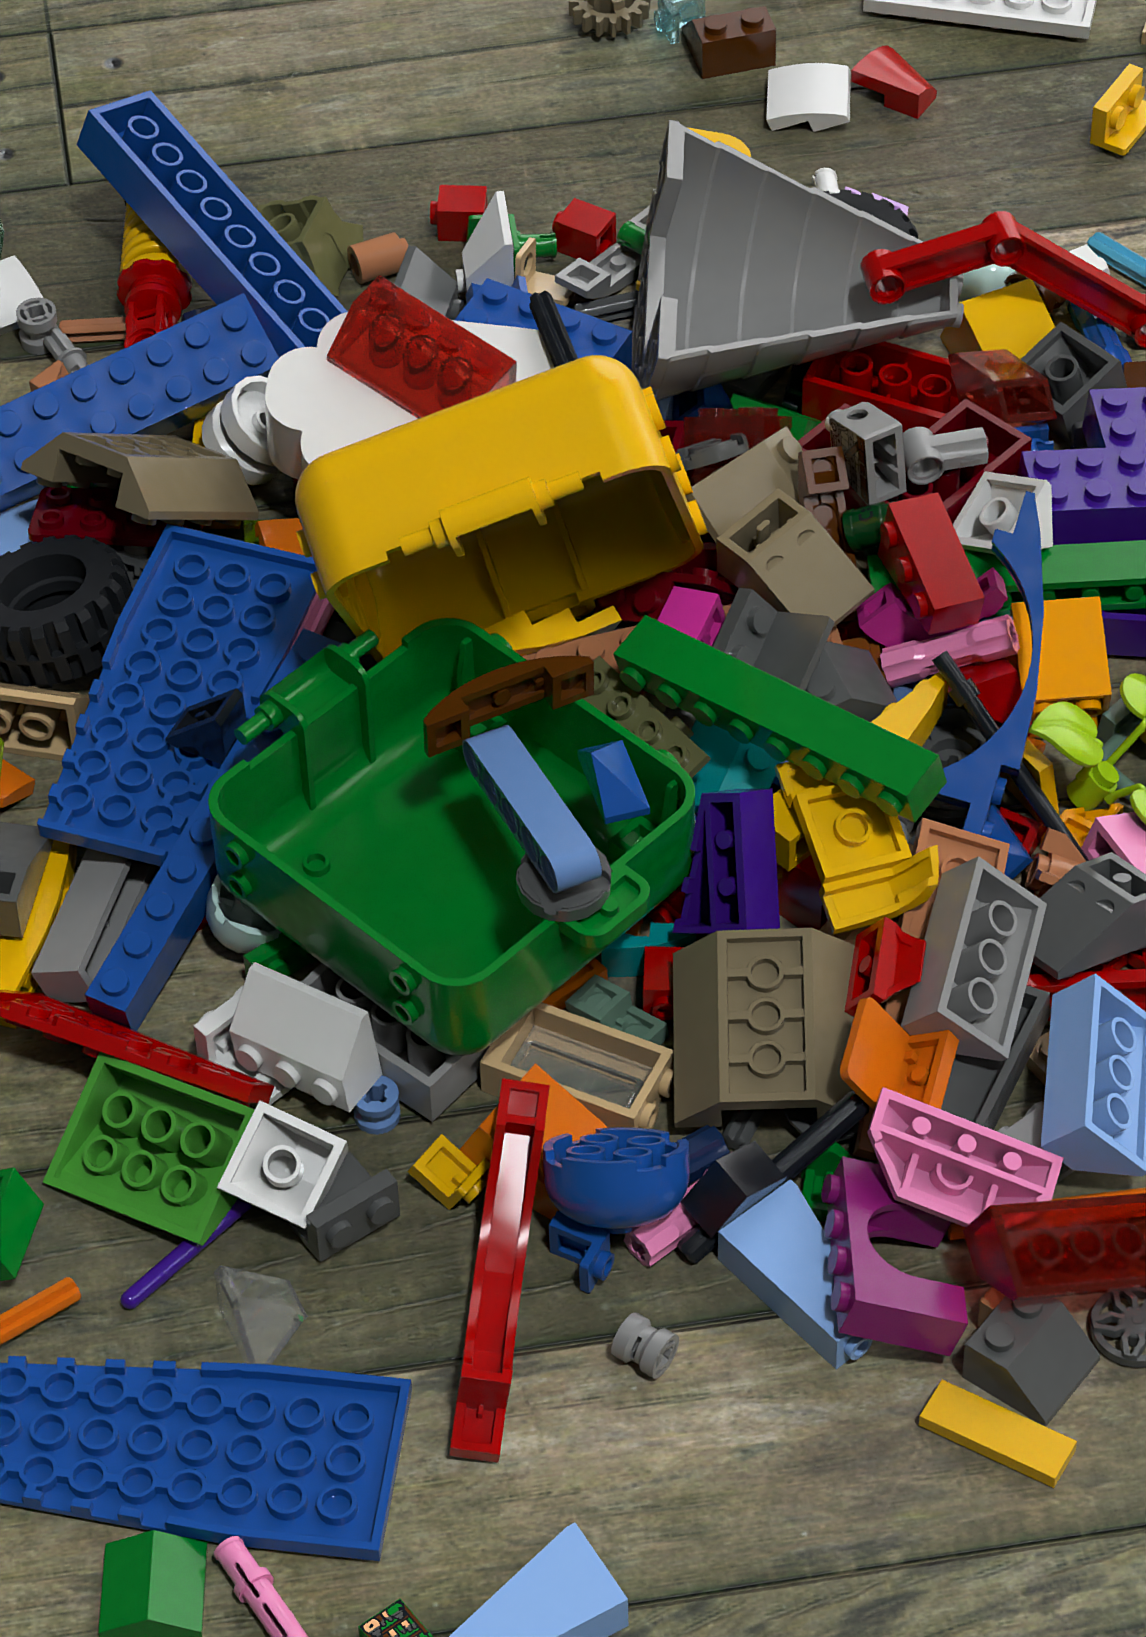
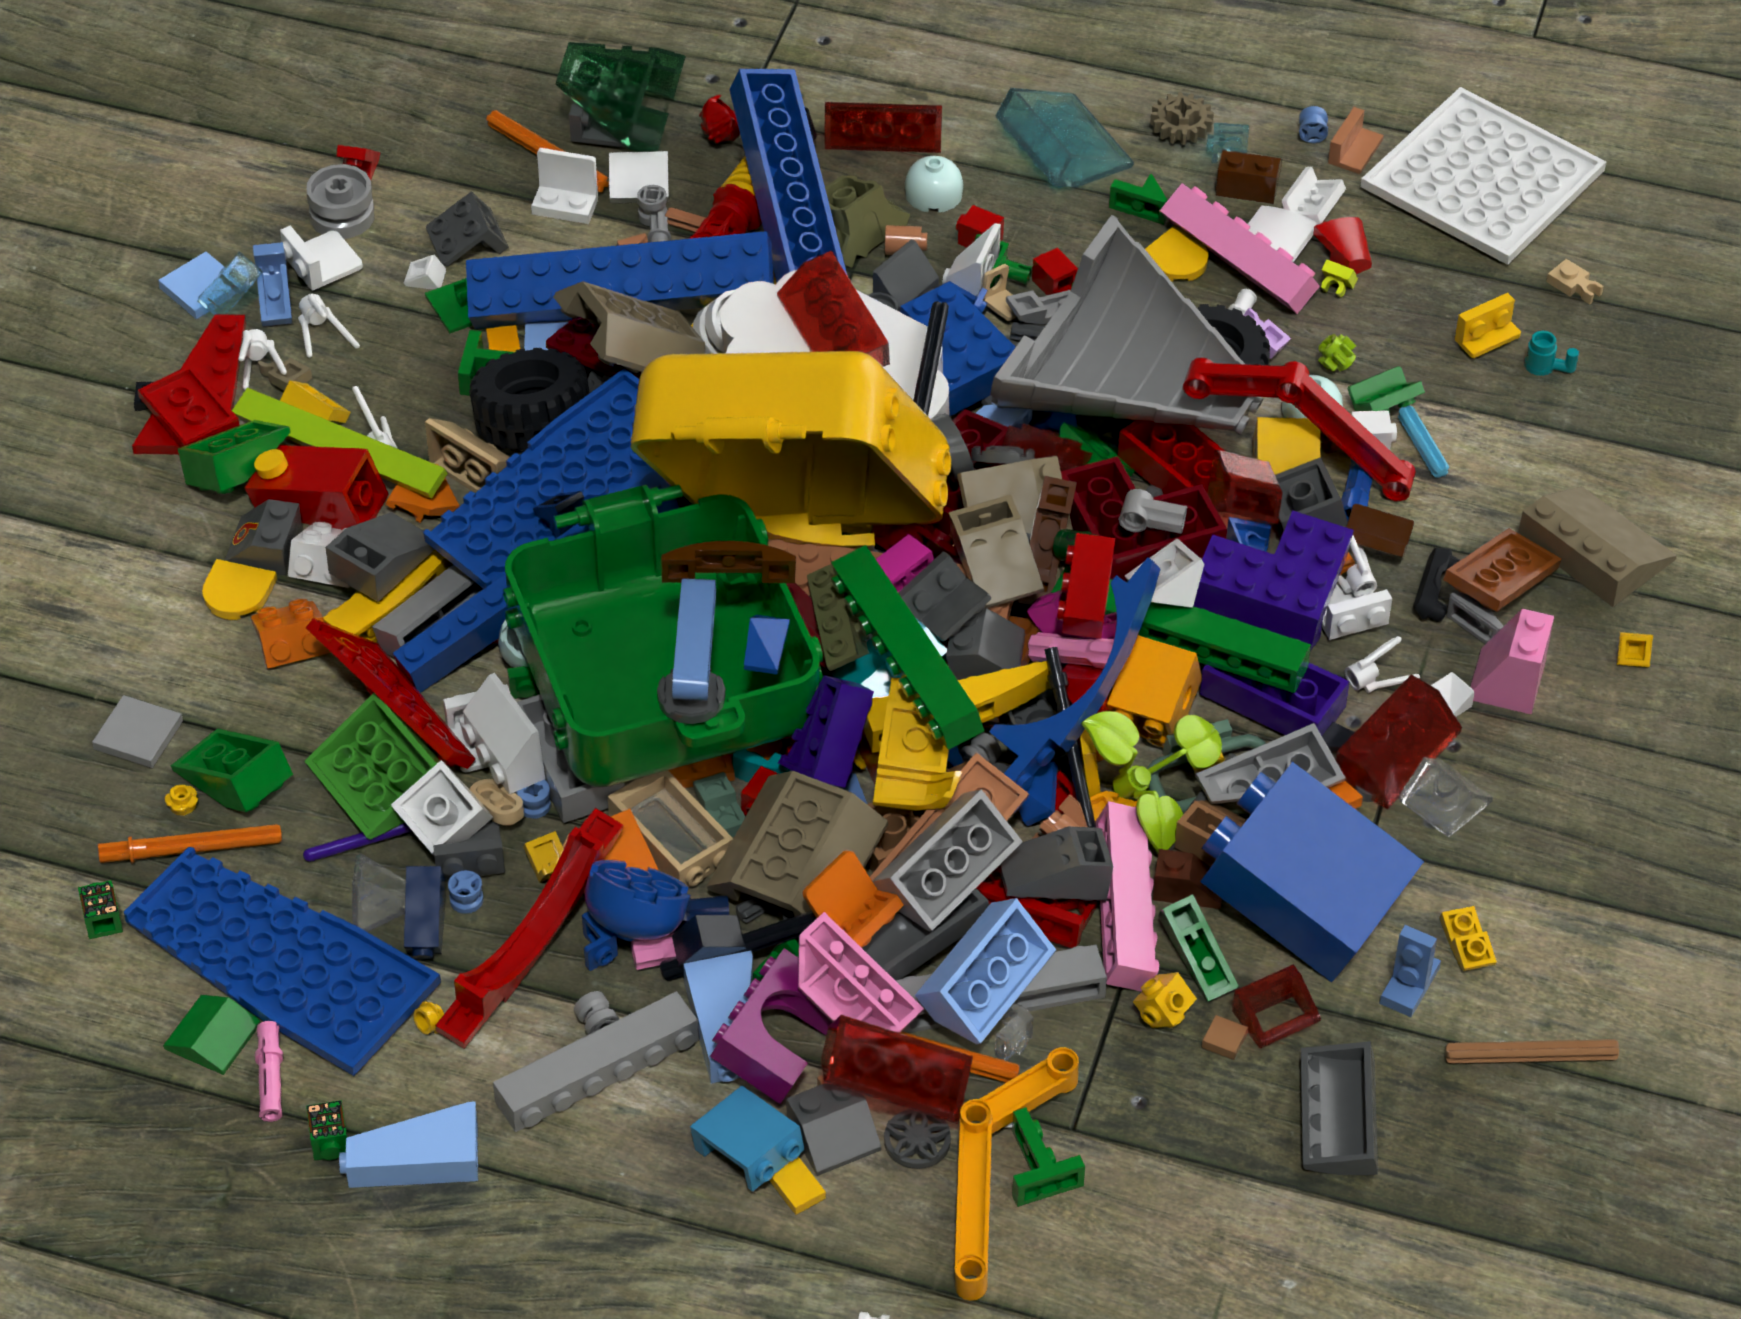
camera: 25 degrees right, 0 degrees up
(59, 196) = (719, 121): none -> red hair
(273, 130) = (883, 127): none -> clear red slope
(339, 1307) = (424, 911): none -> dark blue slope
(358, 1127) = (504, 807): none -> tan plate
(362, 1250) = (471, 886): none -> medium blue wheel
(367, 180) = (934, 184): none -> light aqua cylinder
(429, 1442) = (427, 1017): none -> yellow plate
(482, 74) = (1061, 137): none -> clear light blue slope
(627, 114) = (1137, 200): none -> green slope
(683, 1406) = (596, 1061): none -> light grey brick
(786, 124) = (1240, 248): none -> bright pink brick
(823, 38) = (1313, 196): none -> white bracket
(870, 450) = (1099, 482): light grey torso -> none
(883, 963) = (888, 838): red slope -> none
(914, 115) = (1340, 275): none -> neon yellow tile
(945, 1410) = (749, 1135): none -> dark azure panel
(974, 201) = (1337, 352): none -> lime gear
(1065, 224) = (1384, 391): none -> green bracket

